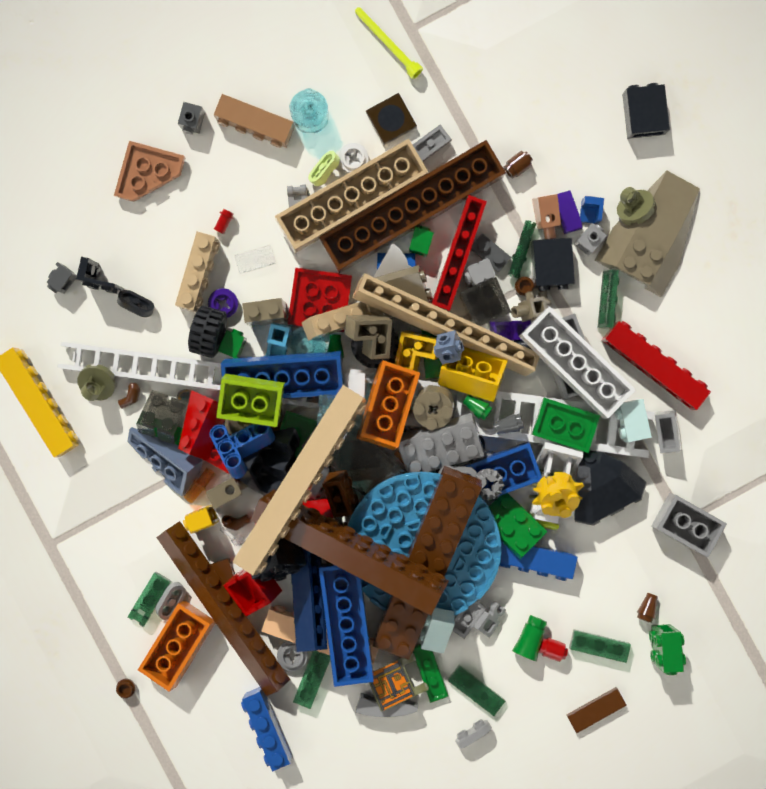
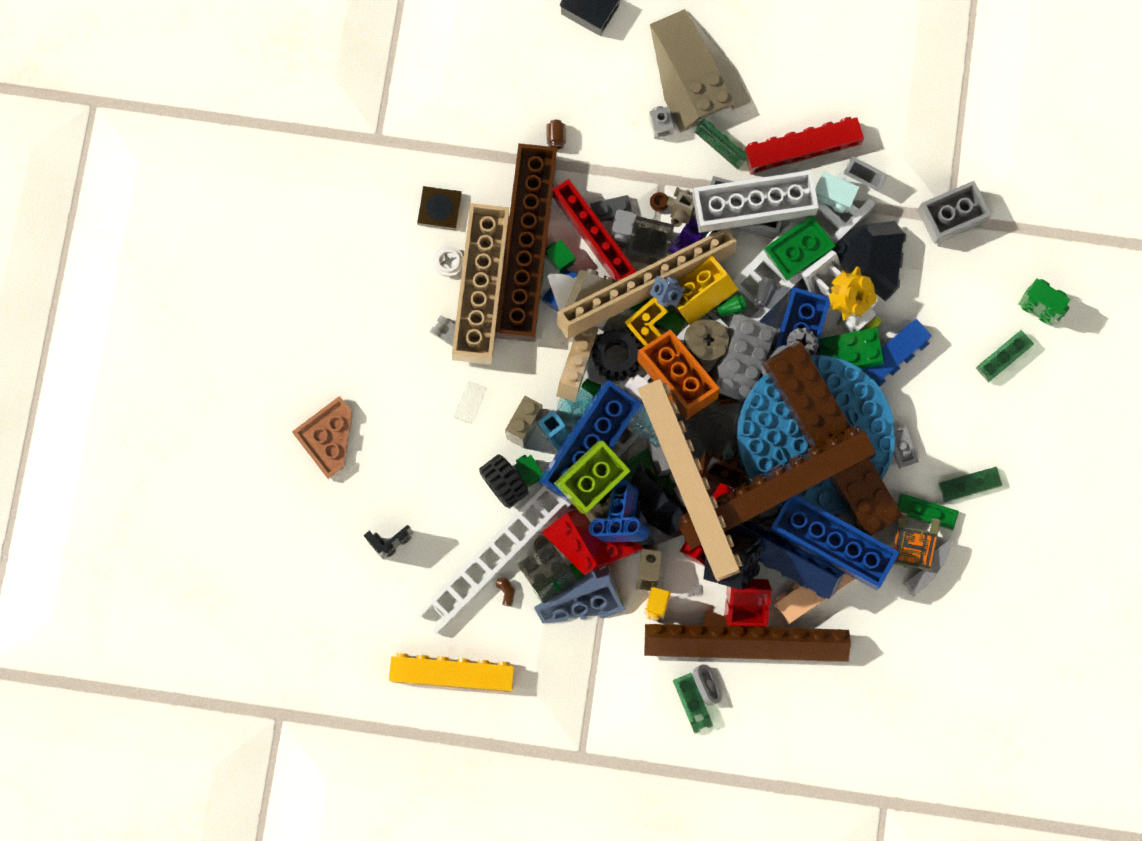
camera: 60 degrees left, 10 degrees down
(60, 278) = (362, 575): dark grey brick -> none
(96, 382) = (474, 608): olive tile -> none
(125, 688) = (754, 781): reddish brown plate -> none
(135, 303) = (431, 527): black plate -> none
(176, 645) = (749, 705): orange brick -> none
(191, 118) = (313, 367): dark grey brick -> none
(197, 271) = (444, 455): tan brick -> none
(199, 485) = (626, 588): clear orange axle -> none
(222, 294) = (478, 452): dark purple gear -> none
(223, 221) = (418, 404): red pin -> none
(234, 523) = (681, 582): reddish brown arm -> none
(254, 121) = (356, 317): medium nougat brick -> none
(267, 729) = (876, 681): blue brick -> none
(286, 662) = (826, 607): light grey gear -> none
(309, 100) = (393, 271): clear light blue brick -> none
(312, 679) = (861, 612): clear green plate -> none
(317, 293) = (539, 371): red plate -> none
(324, 168) = (439, 290): yellowish green plate -> none
(374, 331) = (609, 342): dark tan brick -> none
(413, 68) = (411, 160): neon yellow piece -> none
(431, 142) = (485, 188): light grey plate -> none
(437, 630) = (895, 475): light aqua brick -> none
(467, 737) = (1003, 521): light grey plate -> none
(488, 621) = (917, 430): light grey plate -> none
(519, 257) = (628, 182): clear green pin -> none
(531, 638) = (957, 406): green plant -> none
(547, 206) = (614, 140): nougat torso -> none
(552, 263) = (658, 166): black brick -> none
(553, 649) = (980, 395): red brick -> none
(569, 213) = (625, 124): dark purple slope -> none
(591, 209) = (637, 104): blue panel -> none
(596, 710) = (1057, 398): reddish brown tile -> none
(635, 206) = (661, 67): olive tile -> none
(647, 609) = (1001, 295): reddish brown cone -> none

